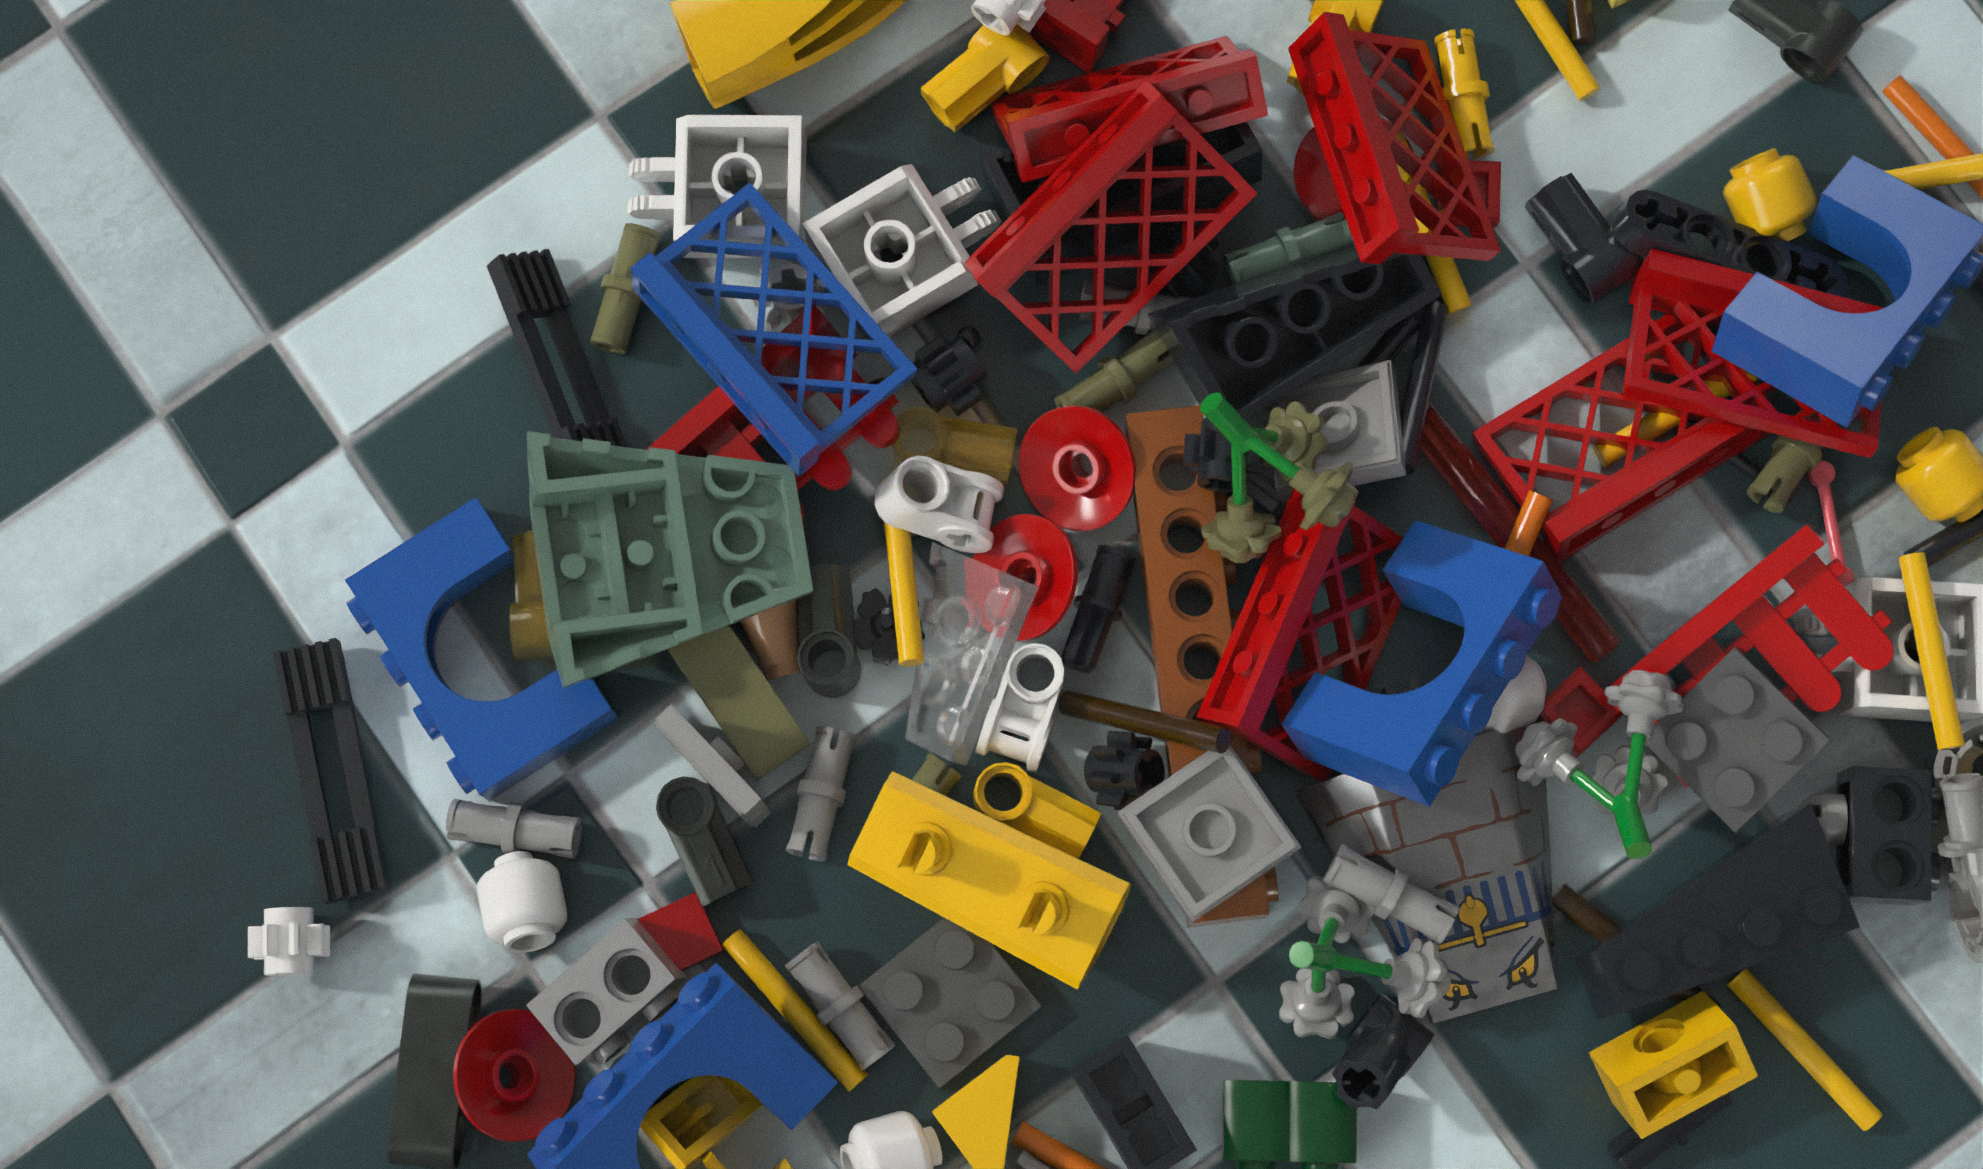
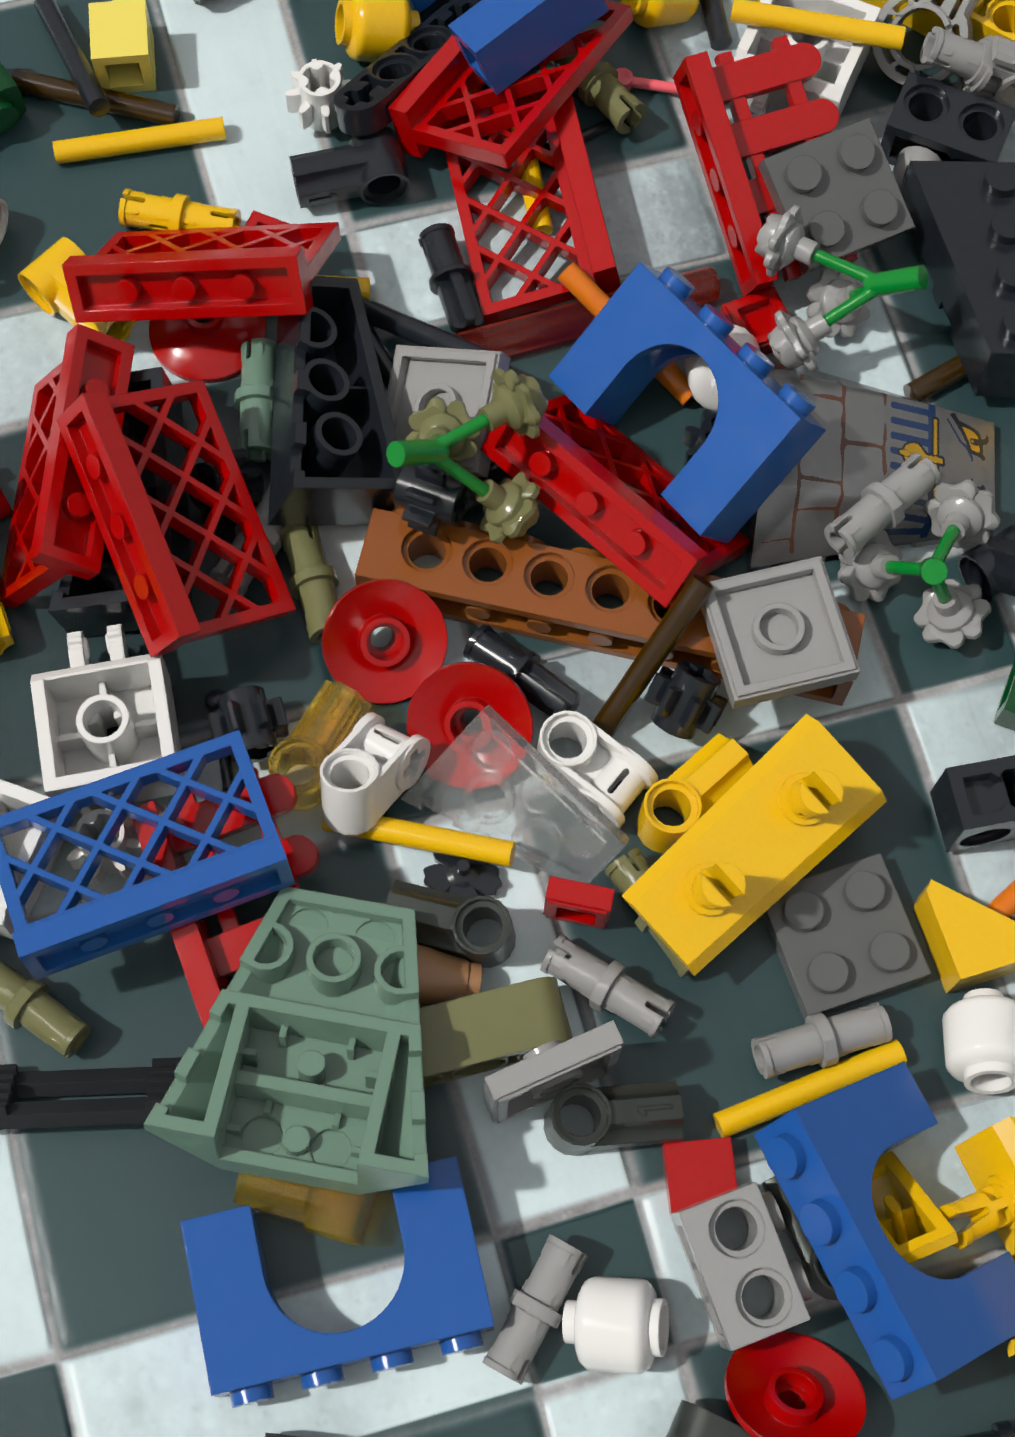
camera: 75 degrees left, 10 degrees down
(887, 738) = (578, 902): none -> red tile
(1500, 386) = (450, 277): none -> black axle
(1667, 157) = (314, 94): none -> white gear

